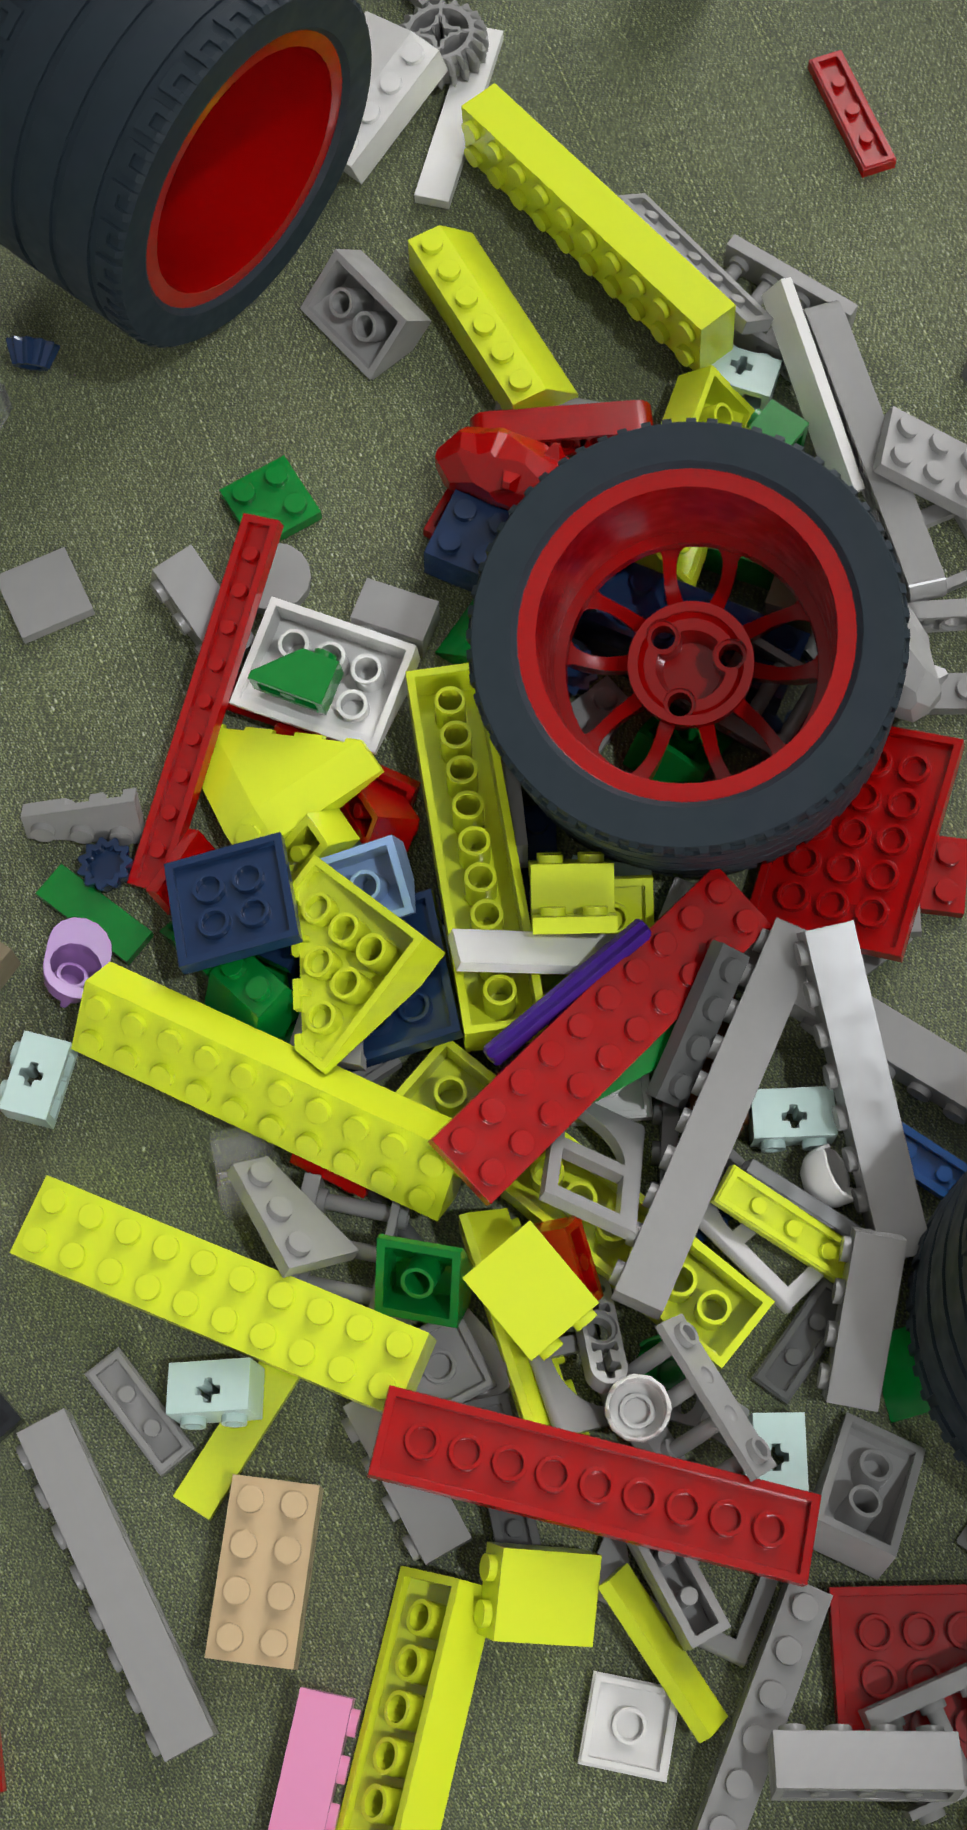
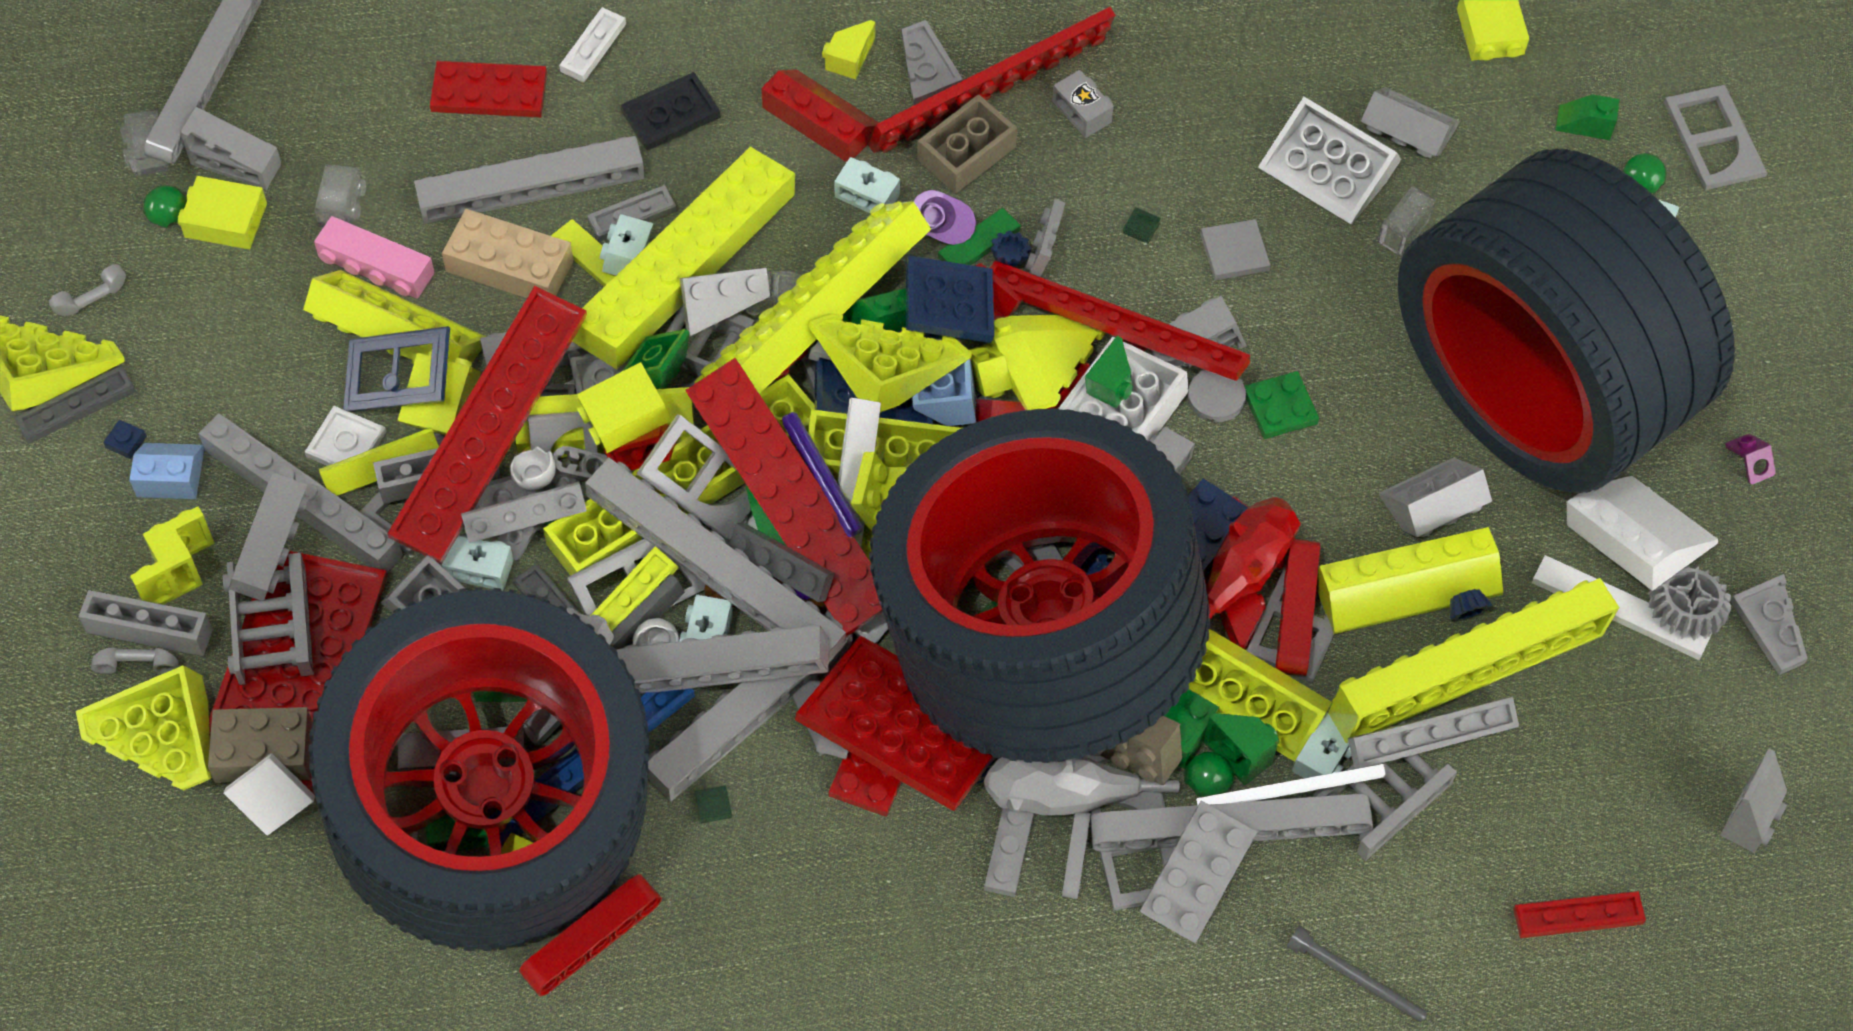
camera: 100 degrees right, 10 degrees down
(27, 715) = (1141, 225): none -> clear green tile
(511, 254) = (1468, 605): none -> dark blue piece
(560, 1668) = (402, 397): none -> door

